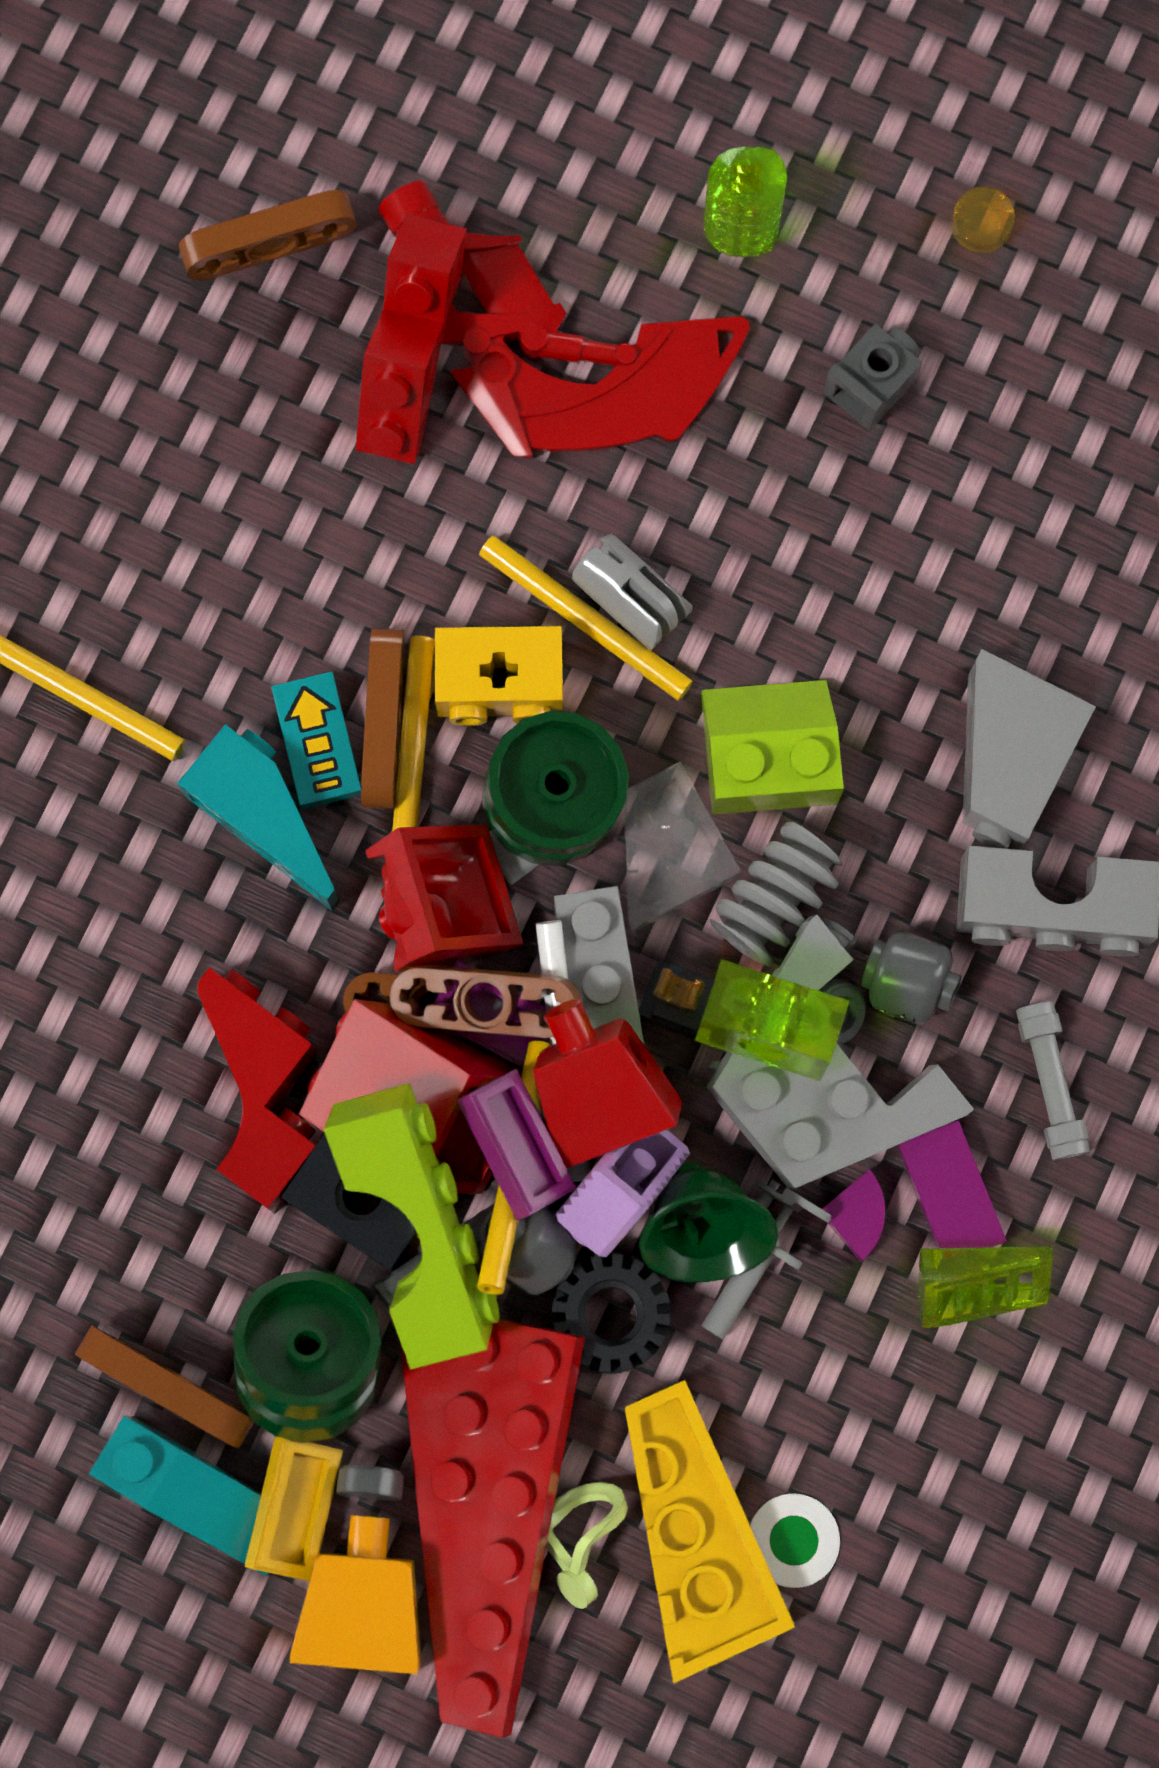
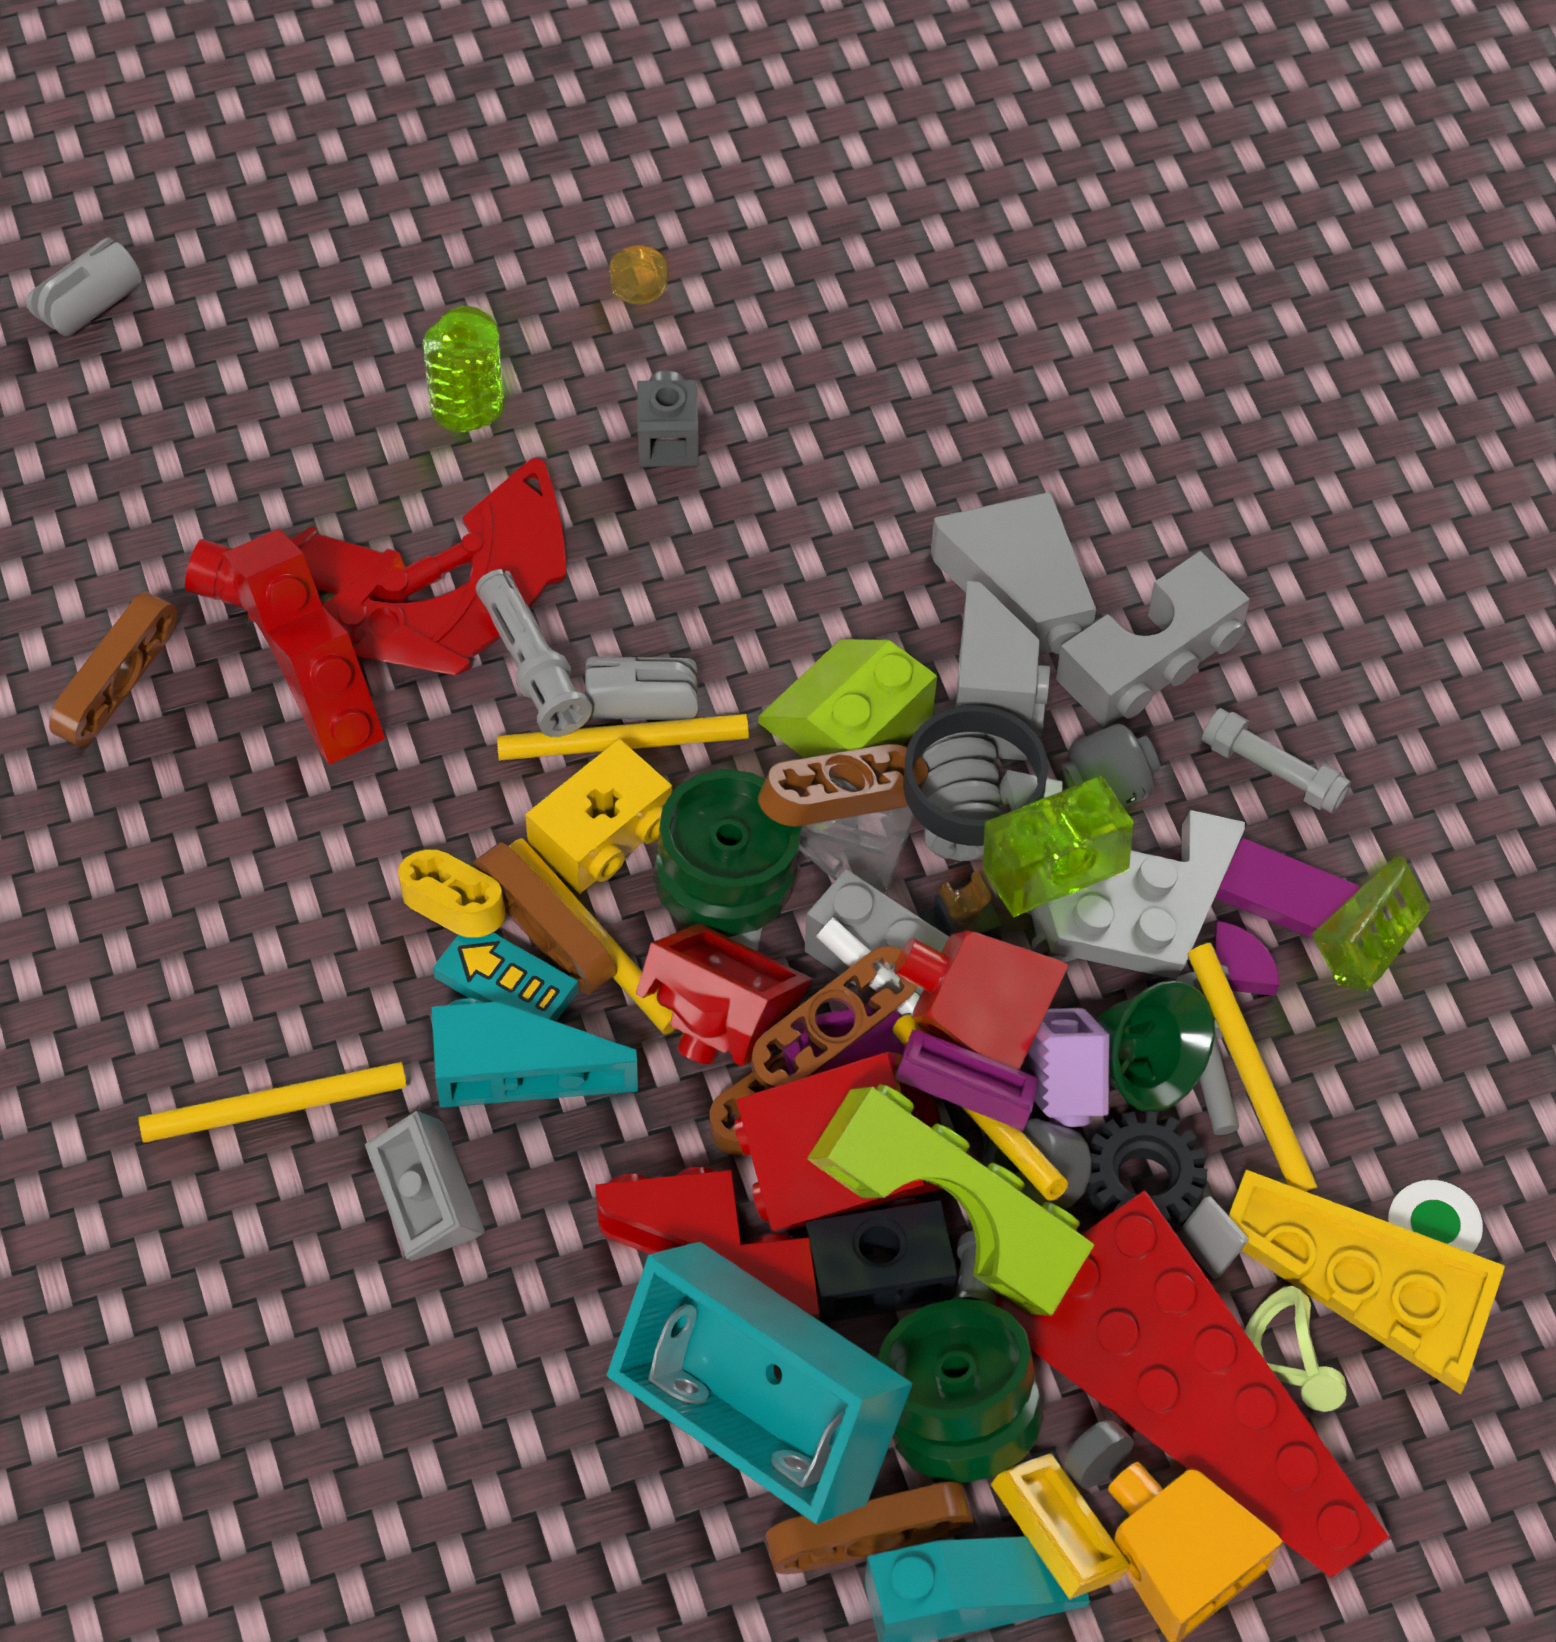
camera: 45 degrees left, 20 degrees down
(116, 850) = (424, 1186): none -> light grey slope
(170, 1231) = (705, 1358): none -> teal piece
(348, 638) = (444, 900): none -> yellow beam
(564, 515) = (541, 671): none -> light grey pin
(611, 1404) = (1212, 1237): none -> light grey piece
(653, 823) = (803, 793): none -> dark orange beam
(765, 1310) = (1251, 1068): none -> yellow bar
(796, 838) = (959, 720): none -> black tyre
(887, 828) = (1000, 665): none -> light grey slope

